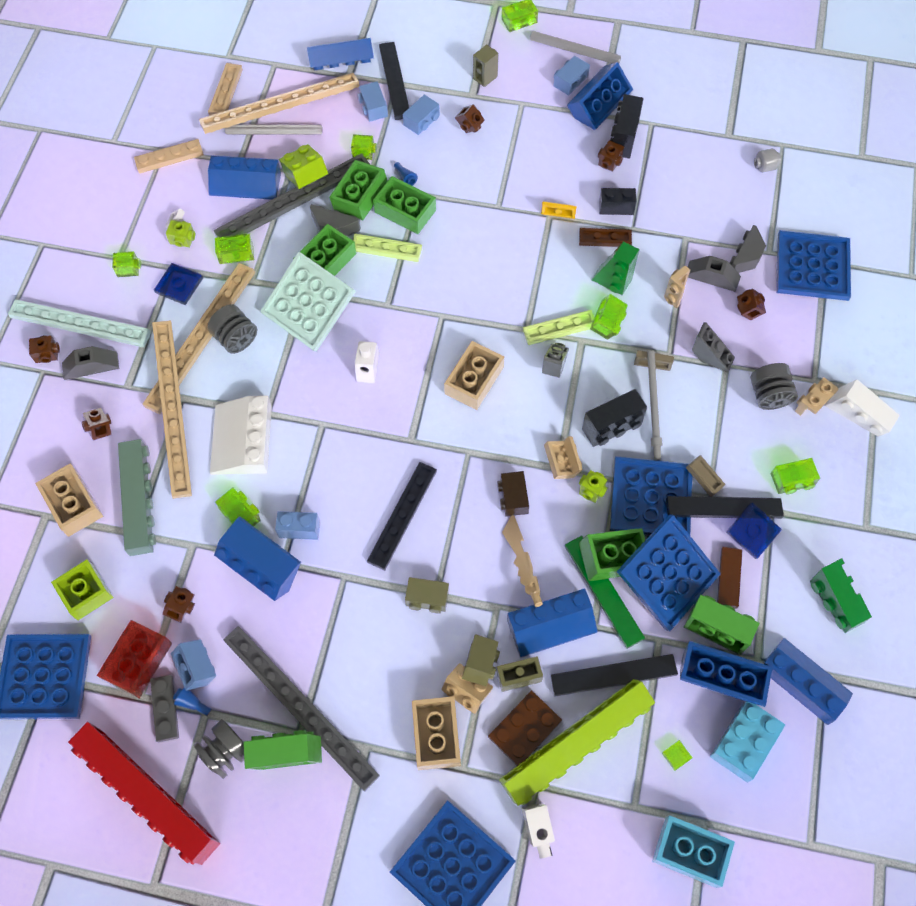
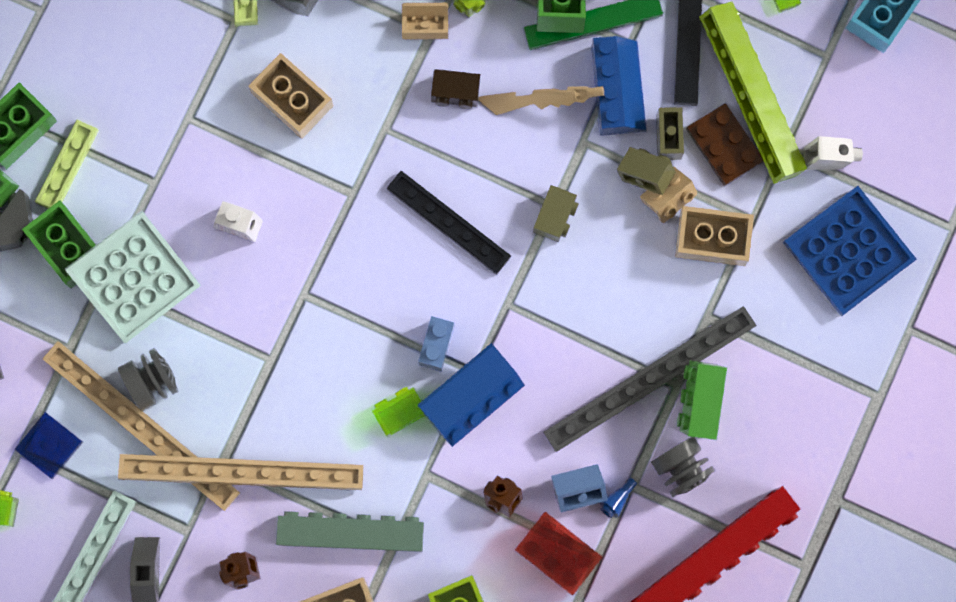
camera: 80 degrees left, 15 degrees up
(164, 709) = (617, 530): dark grey plate -> none
(234, 248) = (18, 361): clear neon green brick -> none
(241, 436) = (299, 395): white slope -> none

